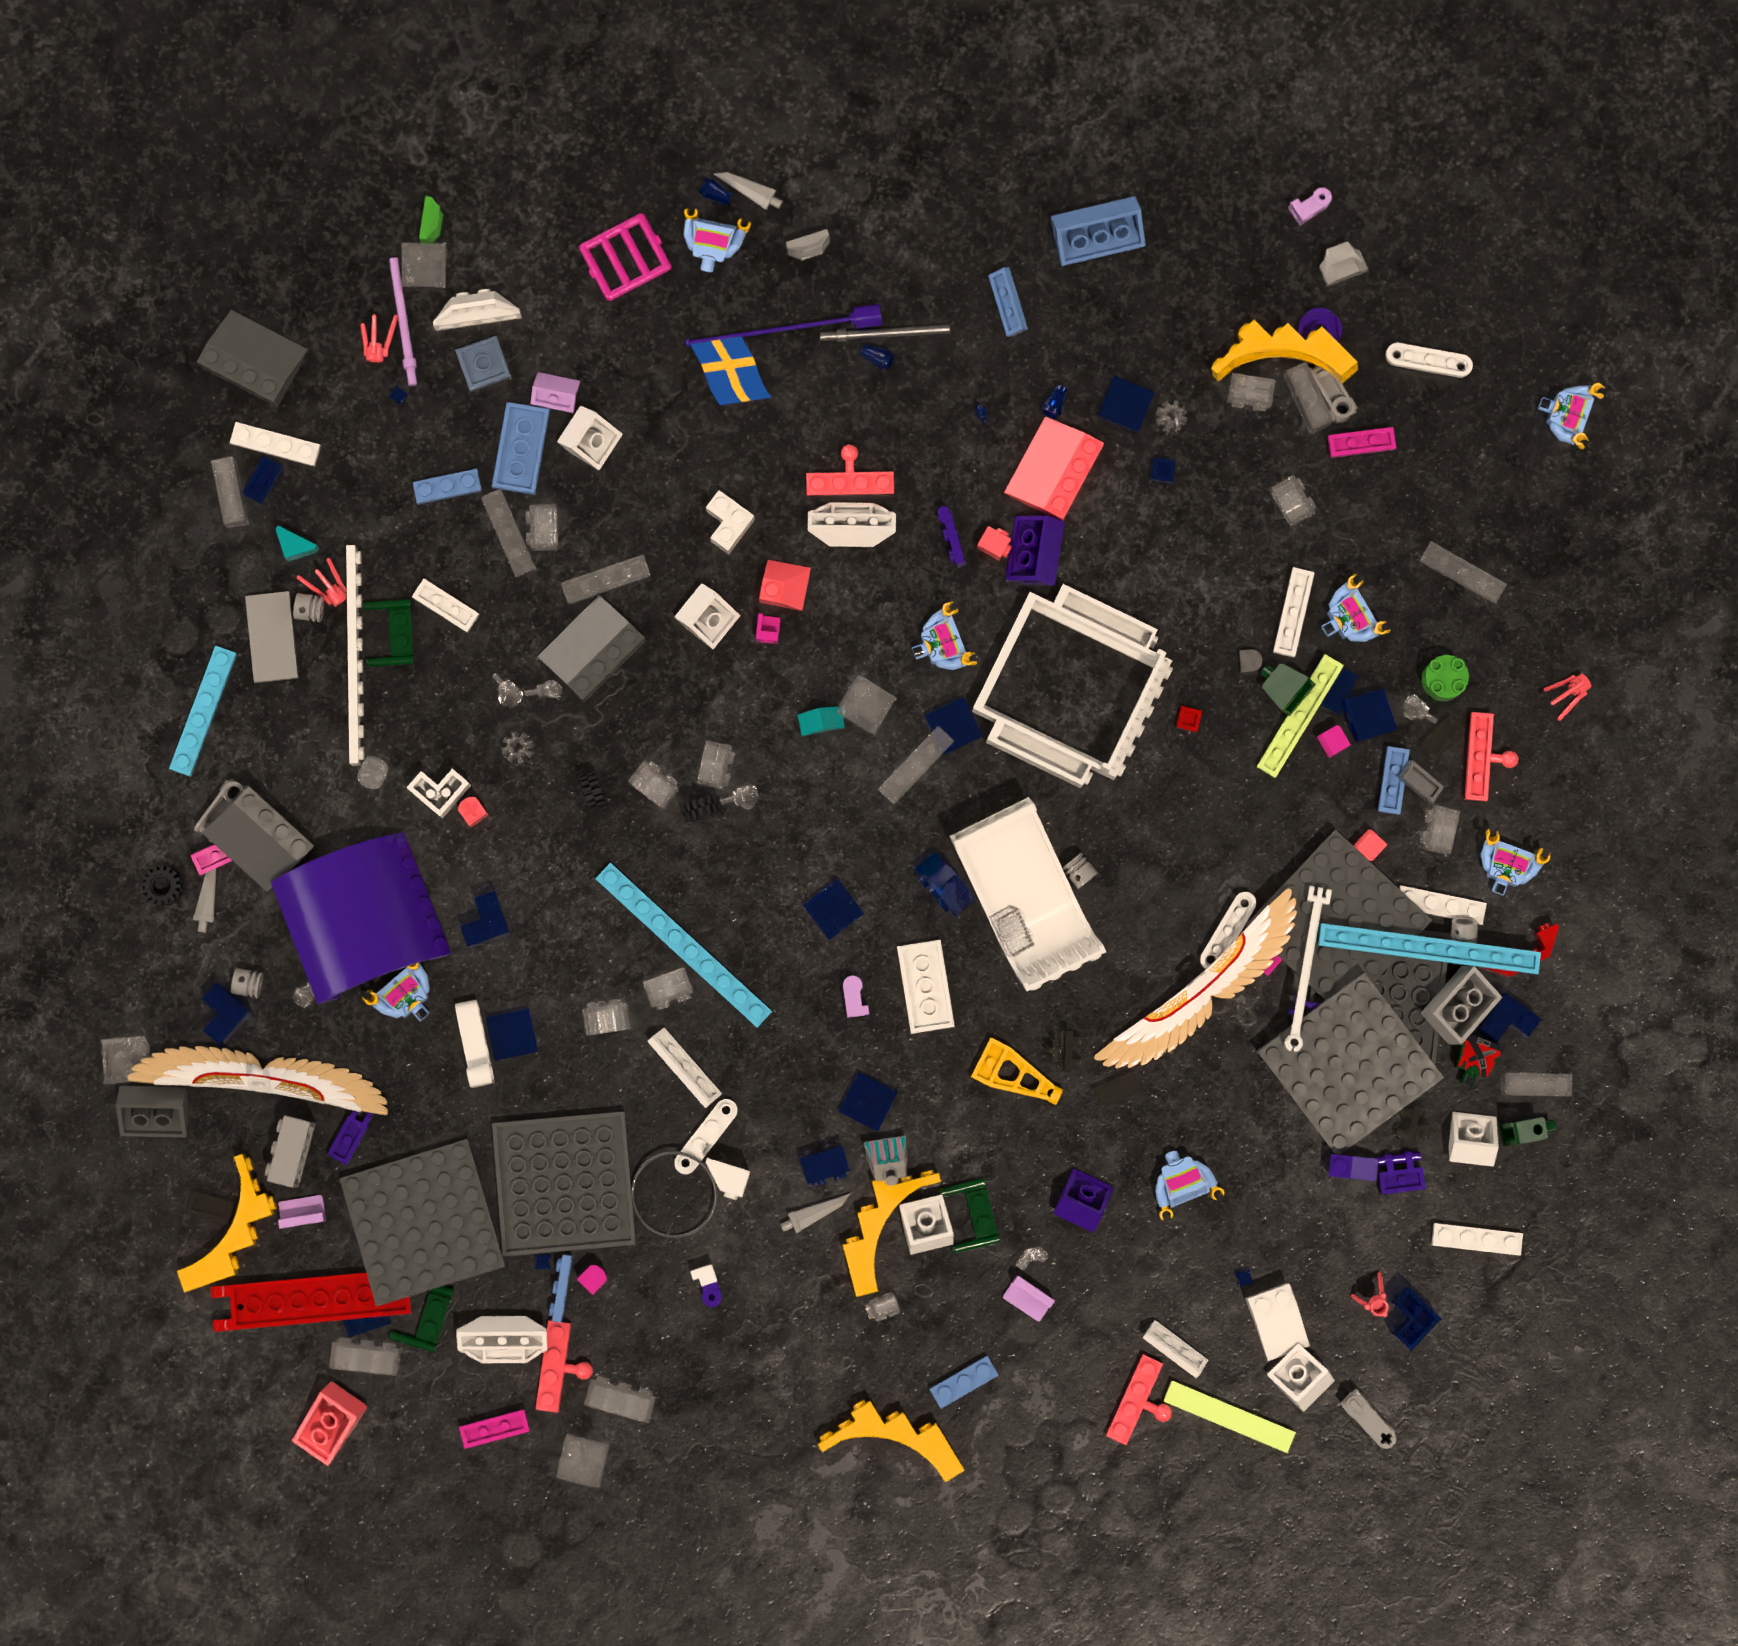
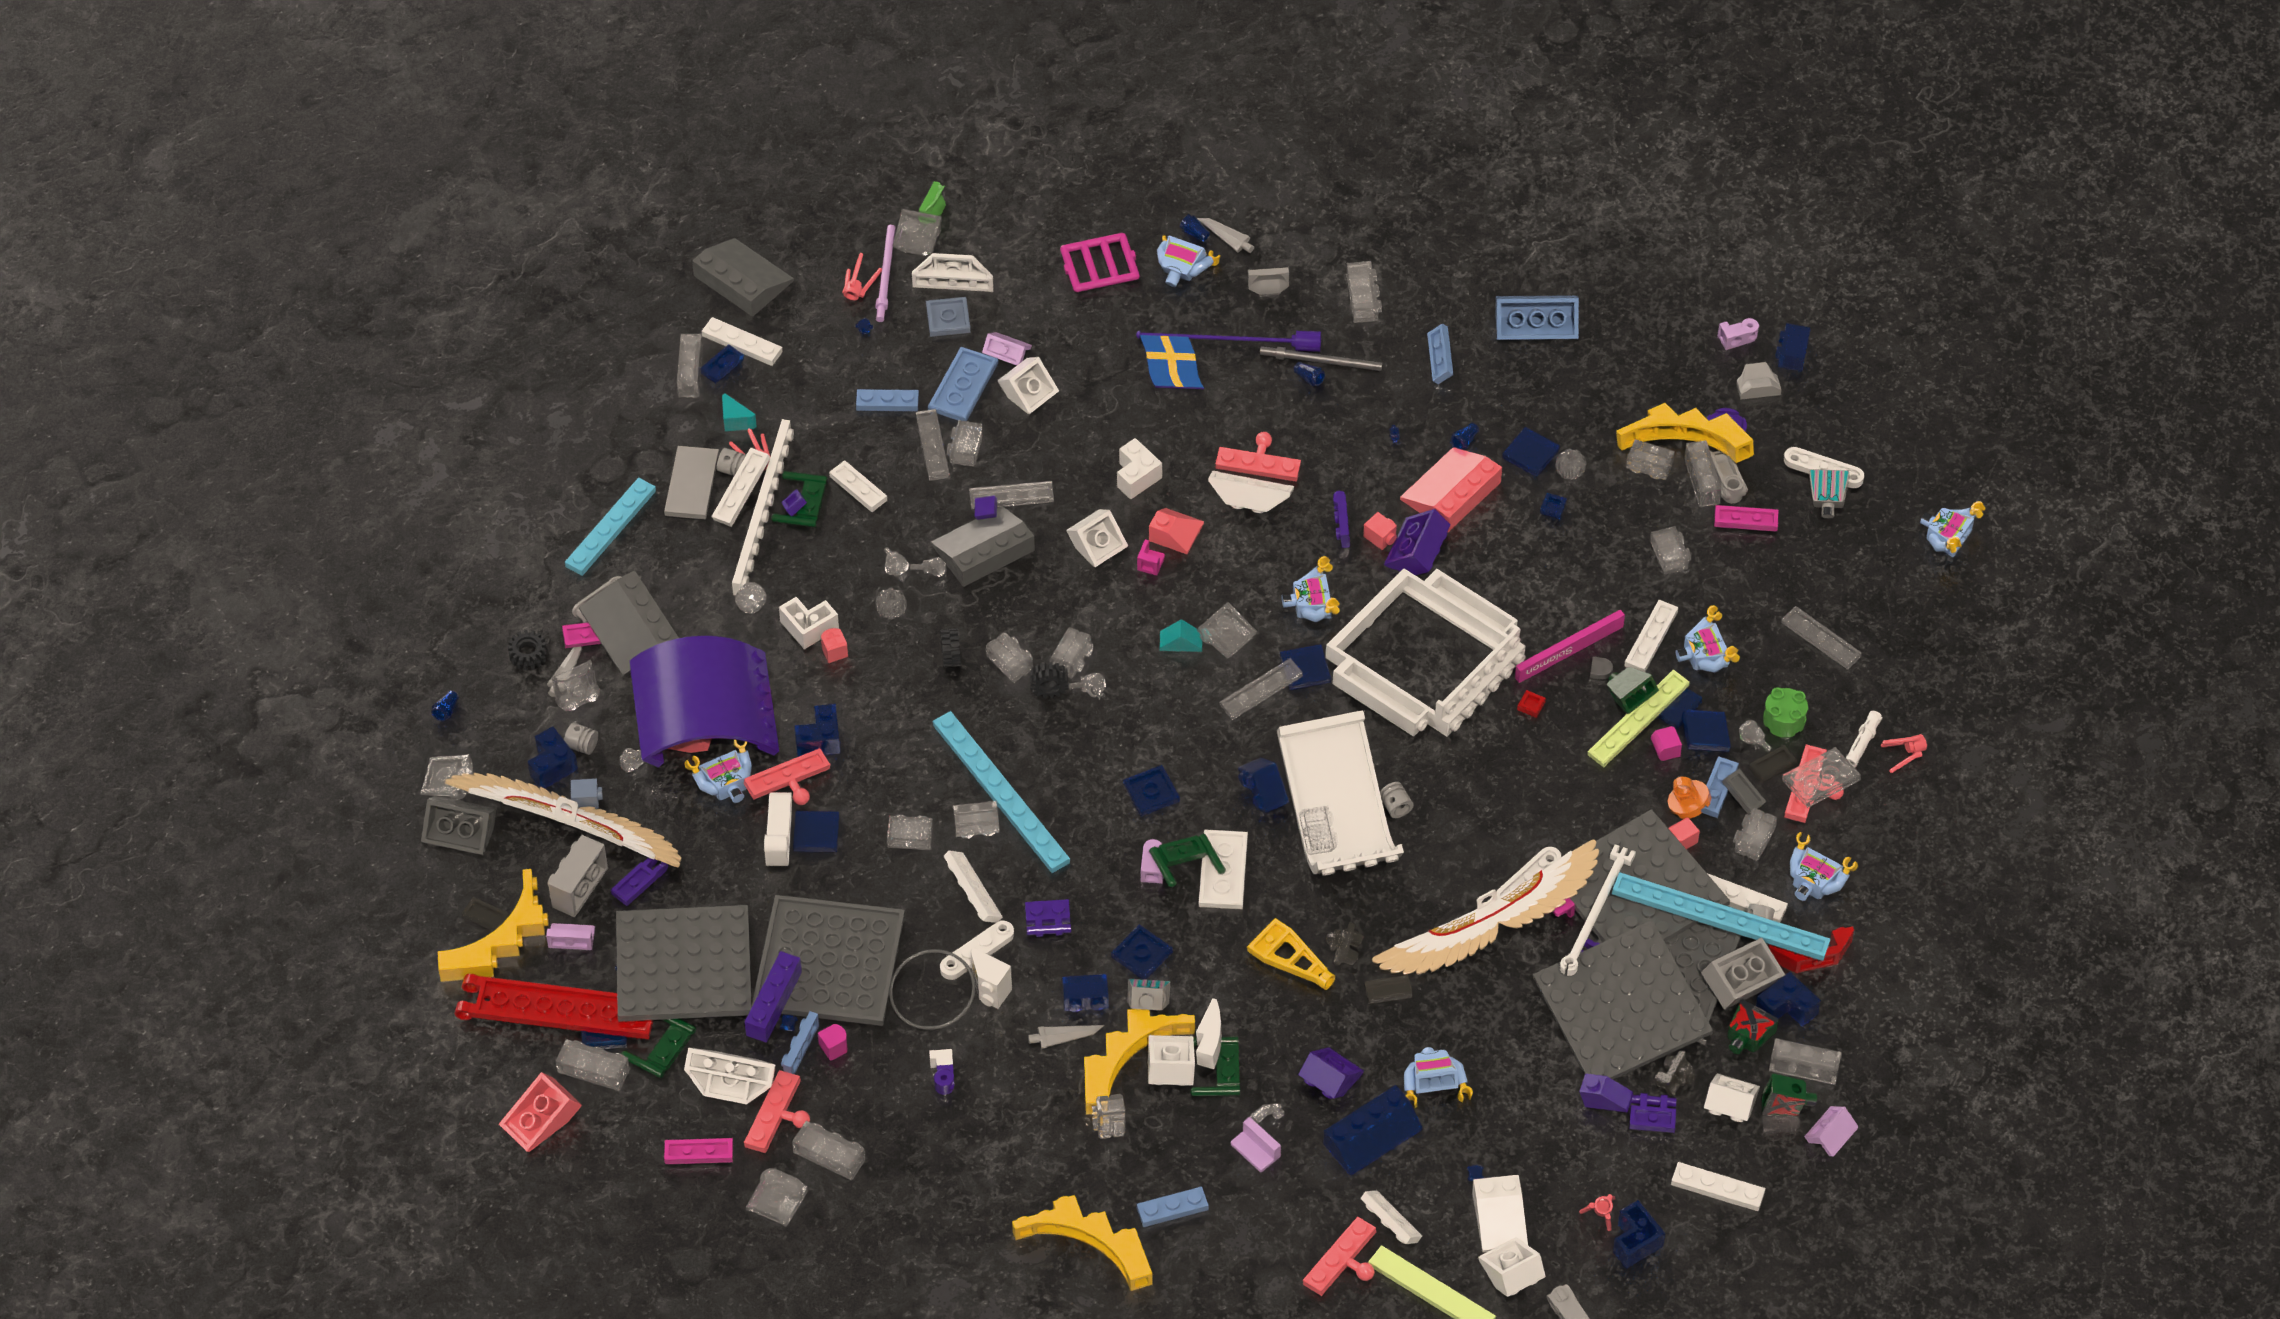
camera: 20 degrees right, 30 degrees down
(97, 973) = (444, 707): none -> clear blue cone
(226, 926) = (575, 687): none -> clear slope
(270, 1047) = (586, 792): none -> sand blue brick
(326, 638) = (741, 487): none -> white plate
(385, 643) = (794, 502): none -> dark purple tile
(467, 979) = (788, 775): none -> coral plate
(523, 1249) = (773, 996): none -> dark purple brick
(584, 606) = (985, 507): none -> dark purple tile
(764, 1077) = (1048, 912): none -> dark purple plate
(883, 985) = (1184, 851): none -> dark green plate
(911, 238) = (1363, 291): none -> clear brick
(959, 1191) = (1209, 1037): none -> white slope
(1137, 1257) = (1372, 1130): none -> clear blue slope
(1214, 643) = (1569, 646): none -> dark pink tile
(1369, 804) = (1688, 797): none -> orange tile
(1370, 212) = (1794, 347): none -> clear blue brick
(1440, 392) = (1829, 489): none -> torso
(1495, 752) = (1821, 777): none -> clear plate
(1528, 681) = (1866, 733): none -> white pin
(1573, 1152) = (1832, 1129): none -> lavender panel

